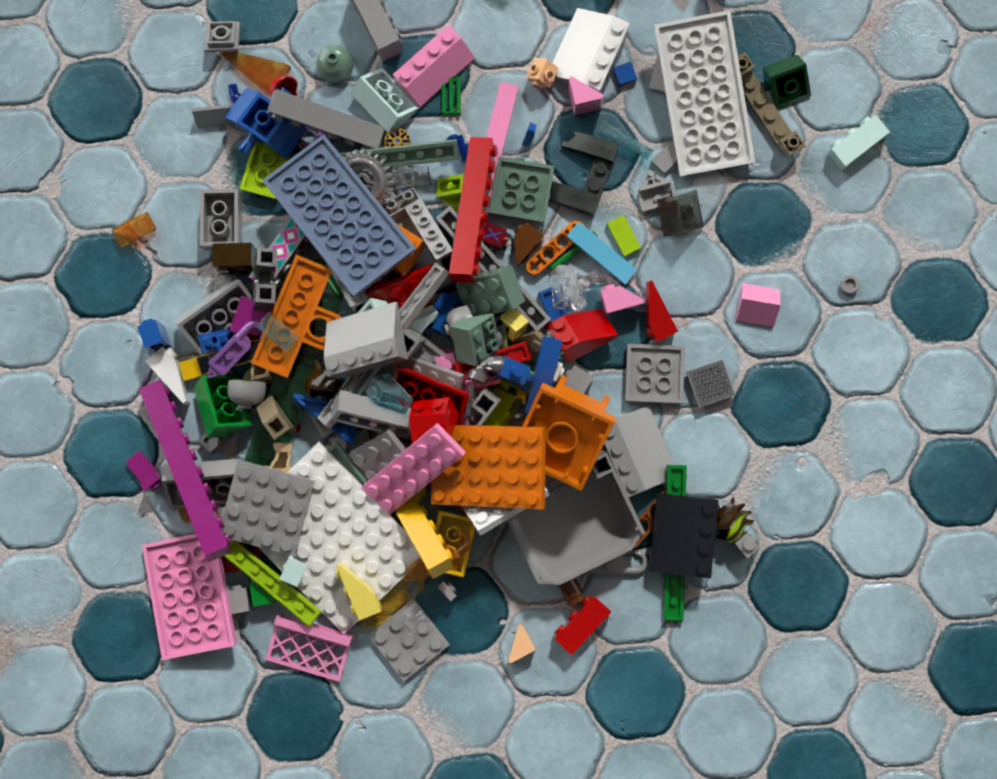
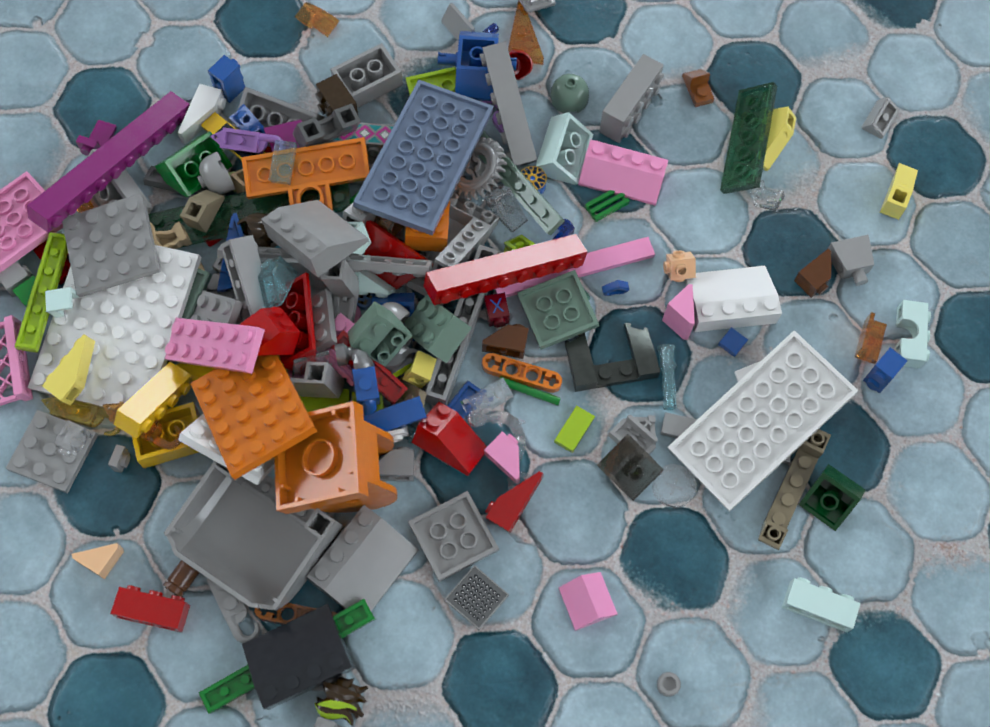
camera: 50 degrees right, 15 degrees down
(601, 253) = (543, 416): medium azure tile -> none

